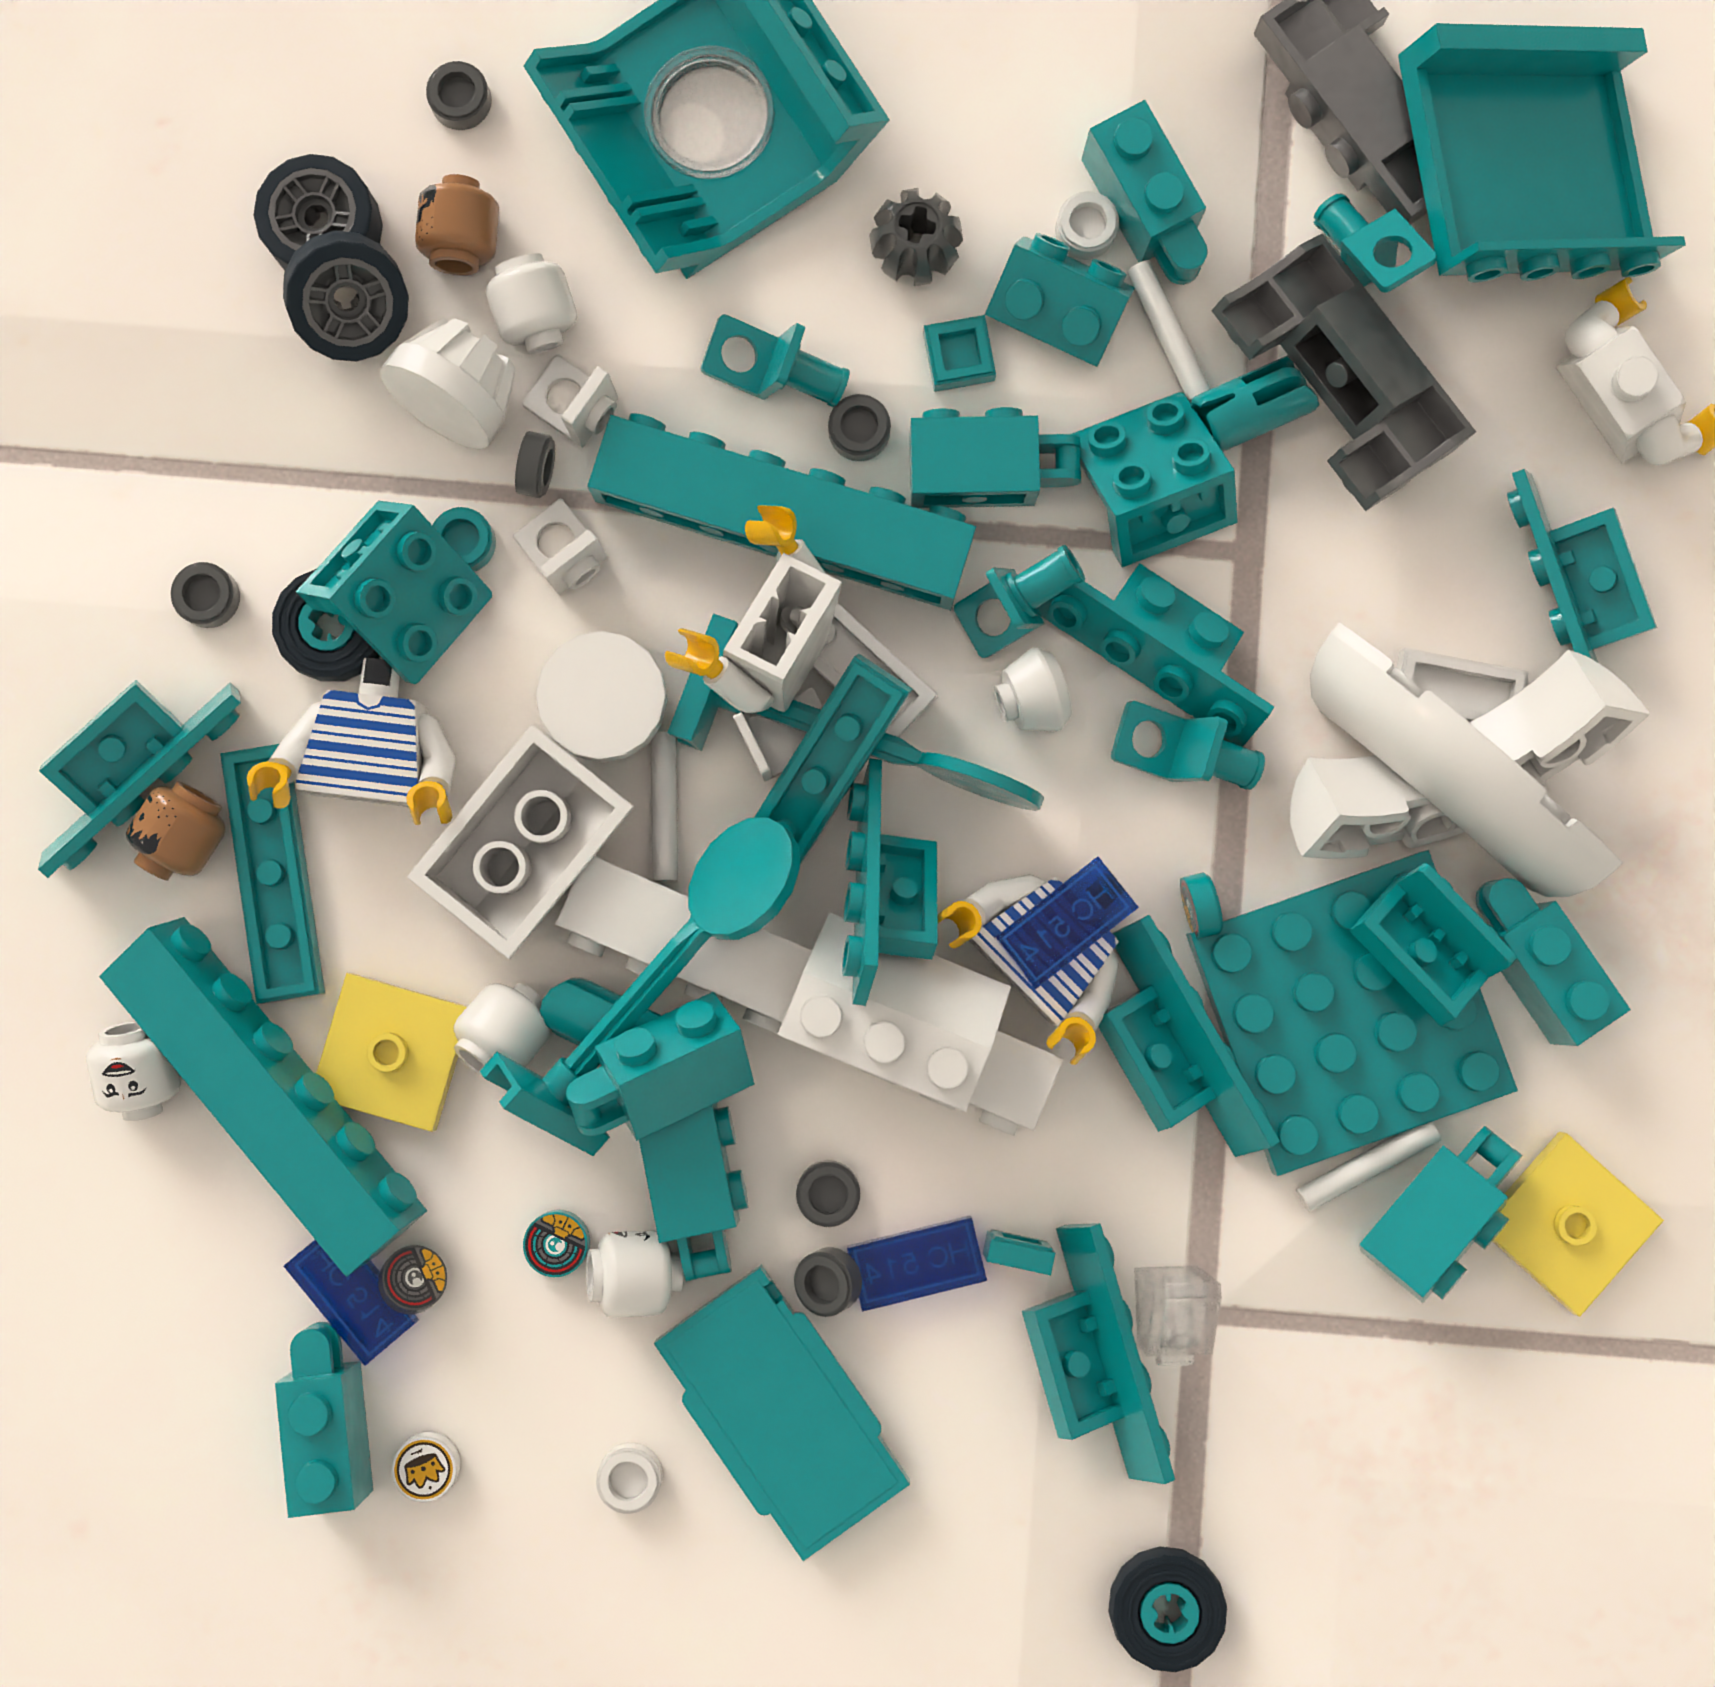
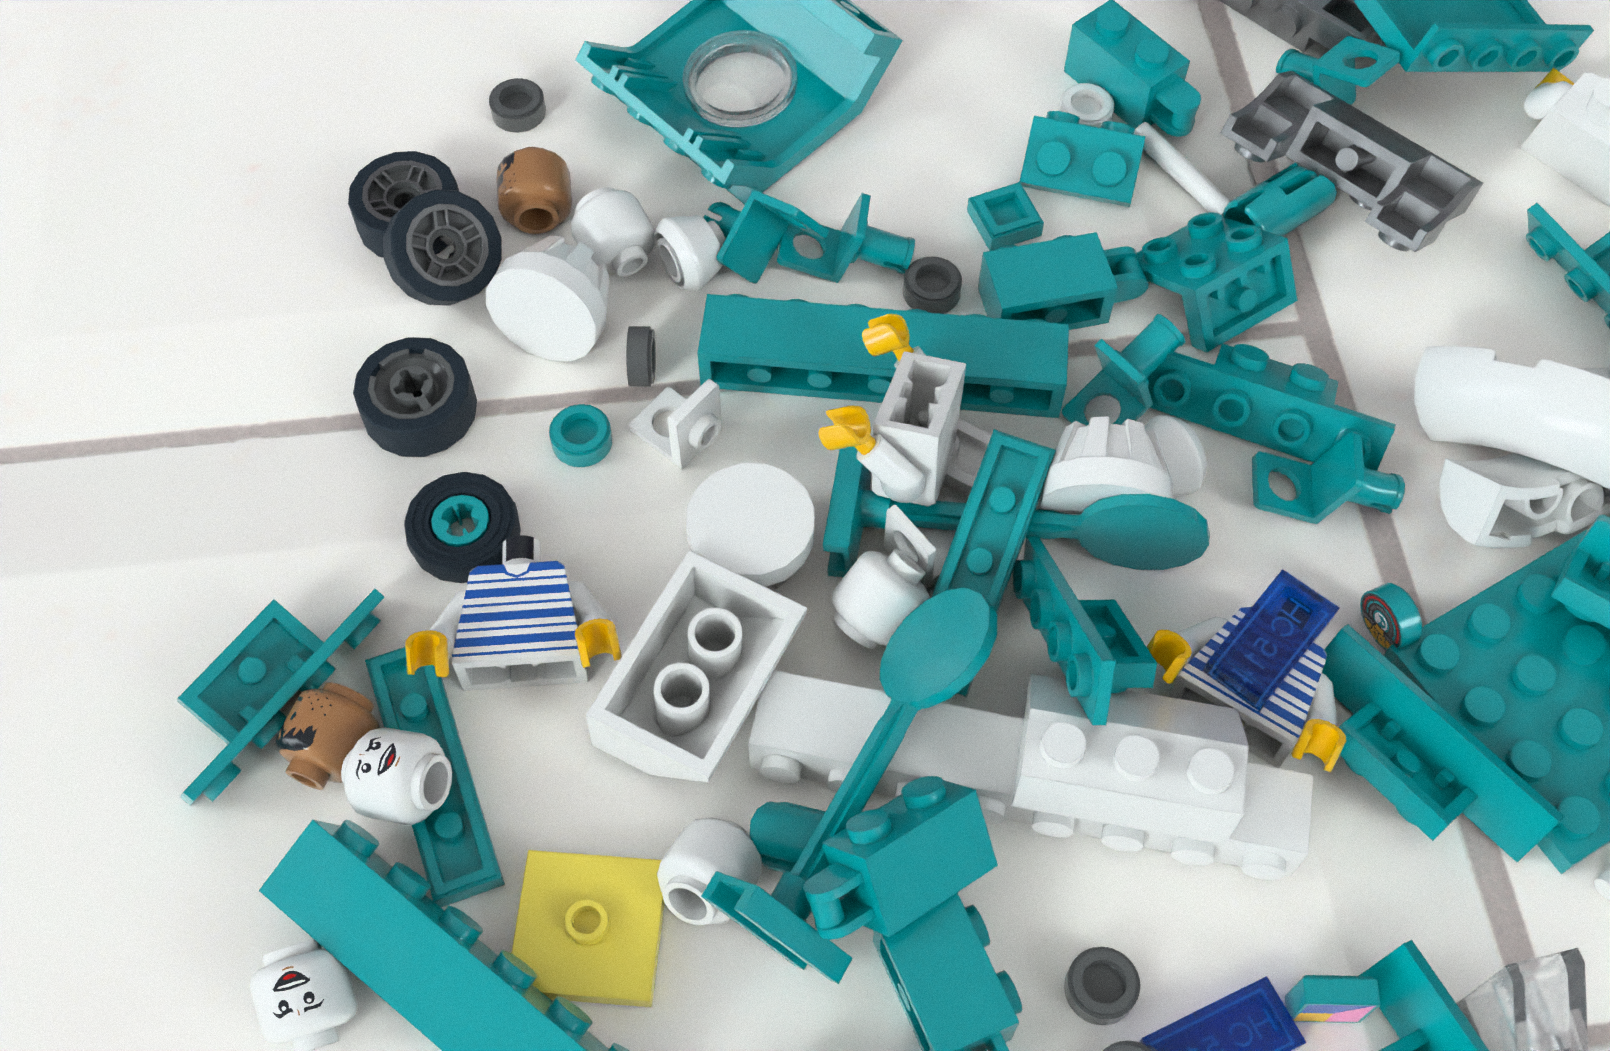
camera: 10 degrees left, 25 degrees down
(205, 595) = (332, 525): dark grey tile -> none
(231, 891) = (396, 776): none -> white head
(331, 476) = (422, 423): none -> black wheel
(398, 588) = (532, 469): teal bracket -> none
(588, 410) = (682, 298): white bracket -> none
(610, 339) = (689, 250): none -> white cone
(664, 807) = (828, 633): white piece -> none
(681, 336) = (757, 231): none -> teal bracket
(713, 793) = (878, 596): none -> white head
(916, 216) = (944, 131): dark grey piece -> none
(960, 718) = (1104, 463): none -> white piece

